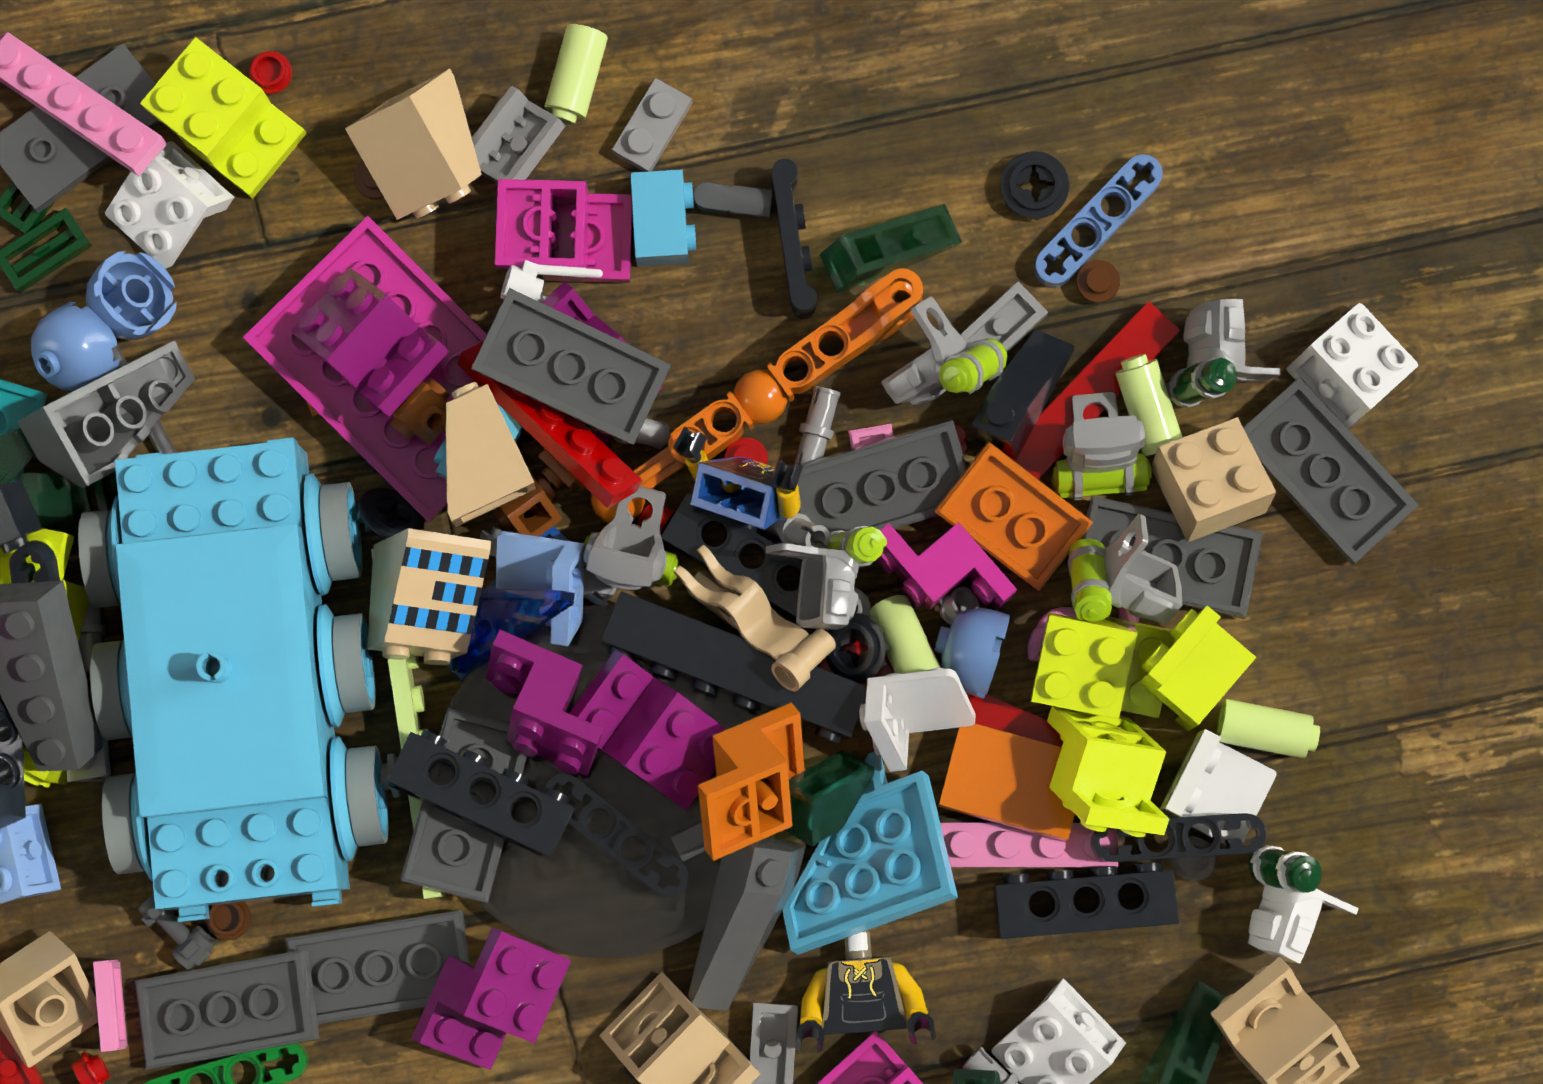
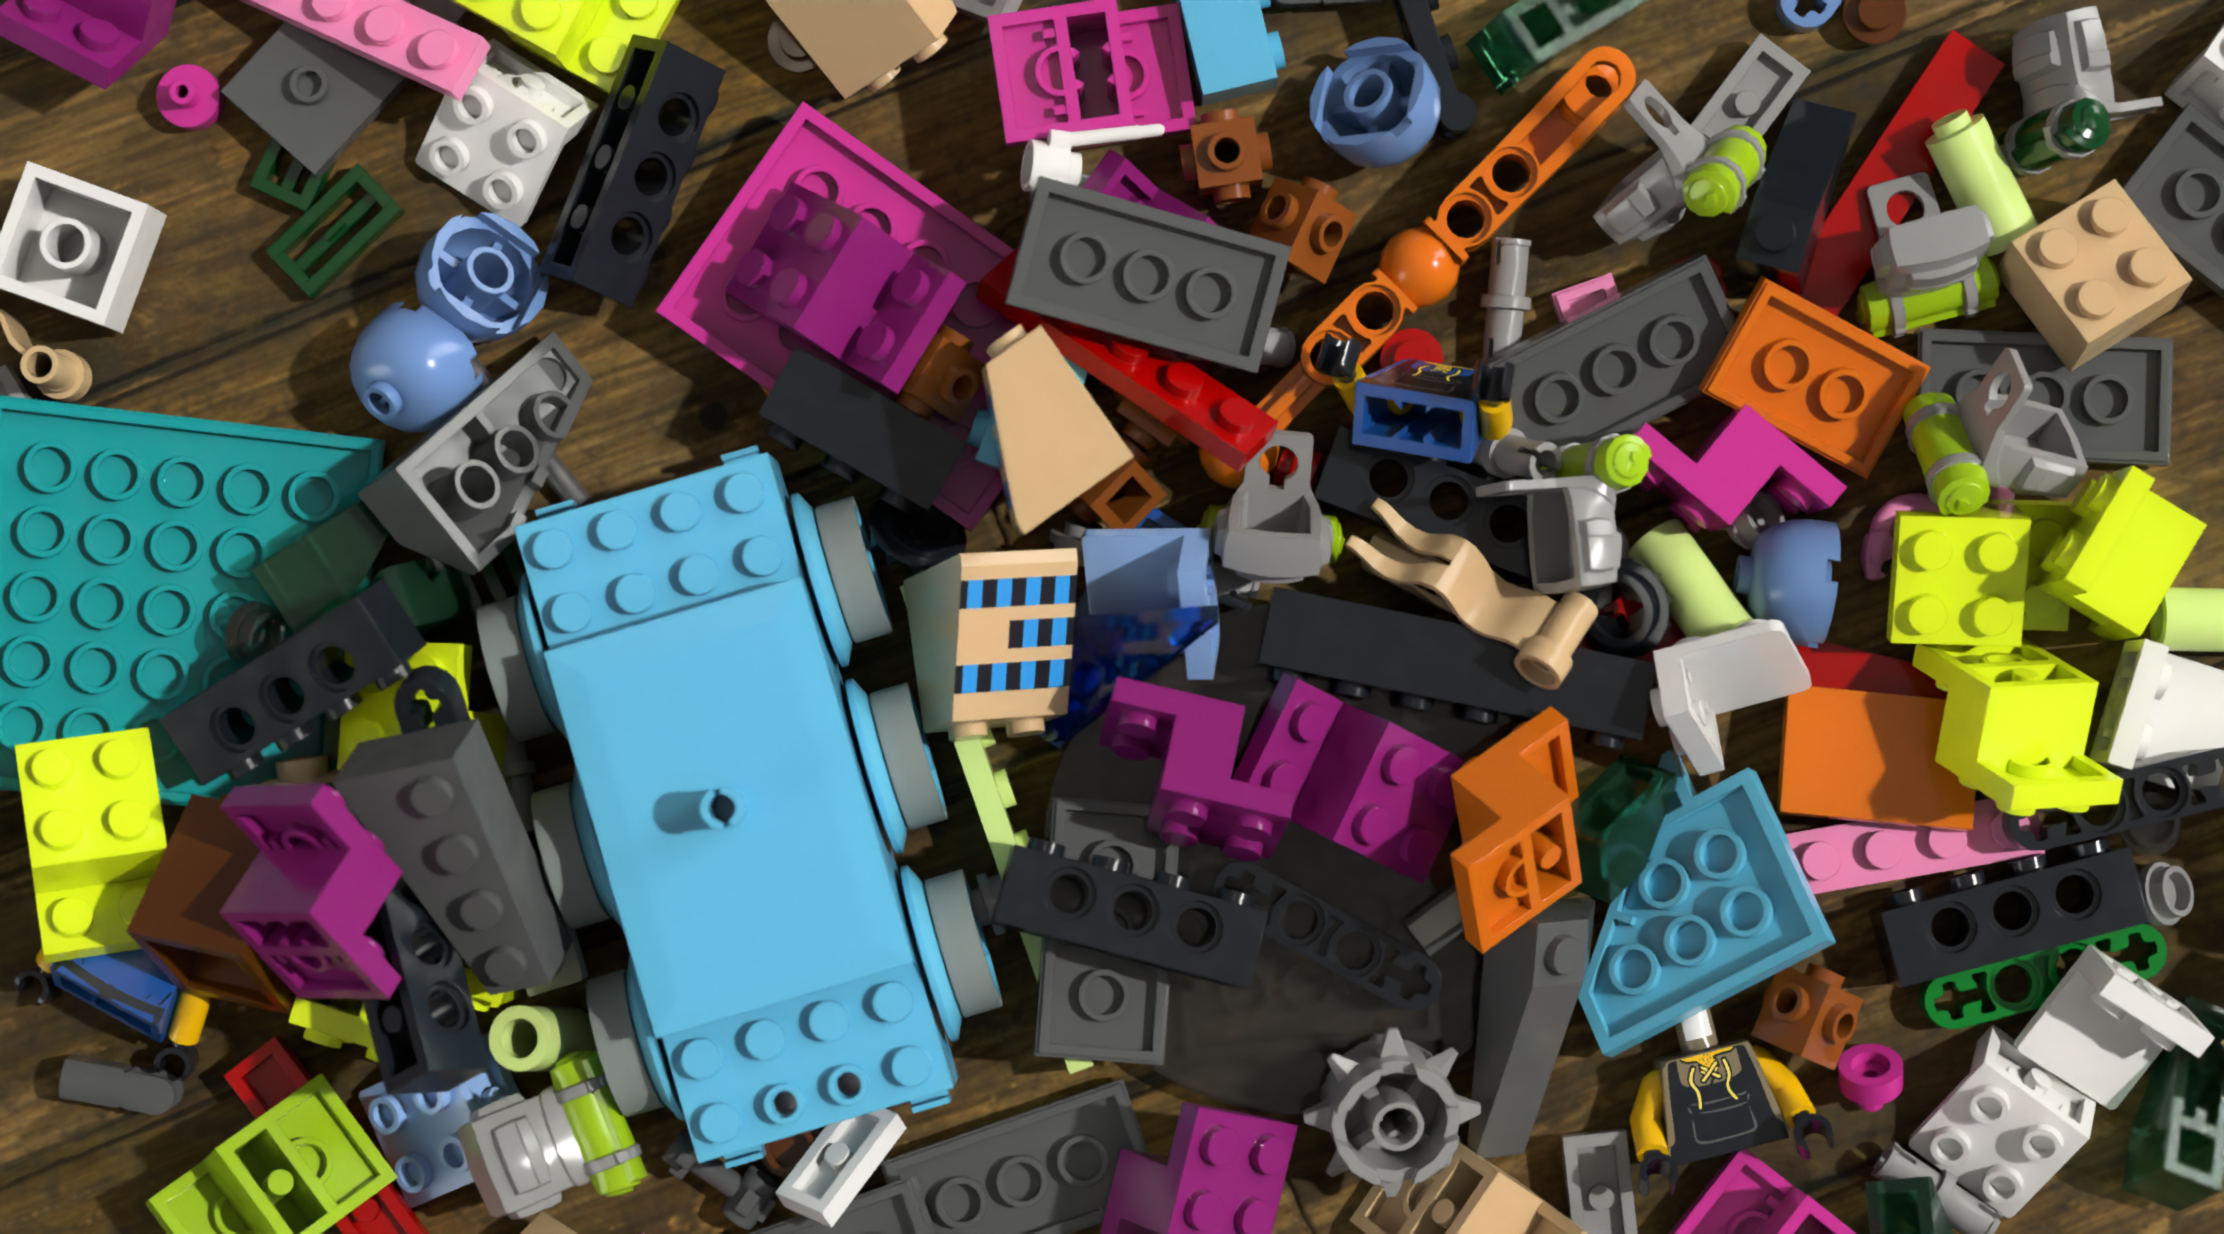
camera: 10 degrees left, 5 degrees up
(62, 881) = (544, 1144): none -> light grey piece
(69, 811) = (539, 1036): none -> yellowish green brick
(225, 249) = (605, 187): none -> black brick
(257, 932) = (839, 1165): none -> white plate
(363, 440) = (860, 432): none -> black brick
(631, 985) = (1384, 1144): none -> light grey brick
(649, 316) = (1225, 181): none -> dark orange brick
(690, 355) = (1308, 222): none -> dark orange brick
(751, 283) = (1377, 103): none -> medium blue cylinder
(935, 947) = (1808, 1014): none -> dark orange brick
(972, 998) = (1870, 1075): none -> dark pink tile
(1103, 956) = (2041, 975): none -> green beam
(1138, 993) = (2107, 1028): none -> white bracket
(1195, 908) = (2166, 892): none -> light grey plate

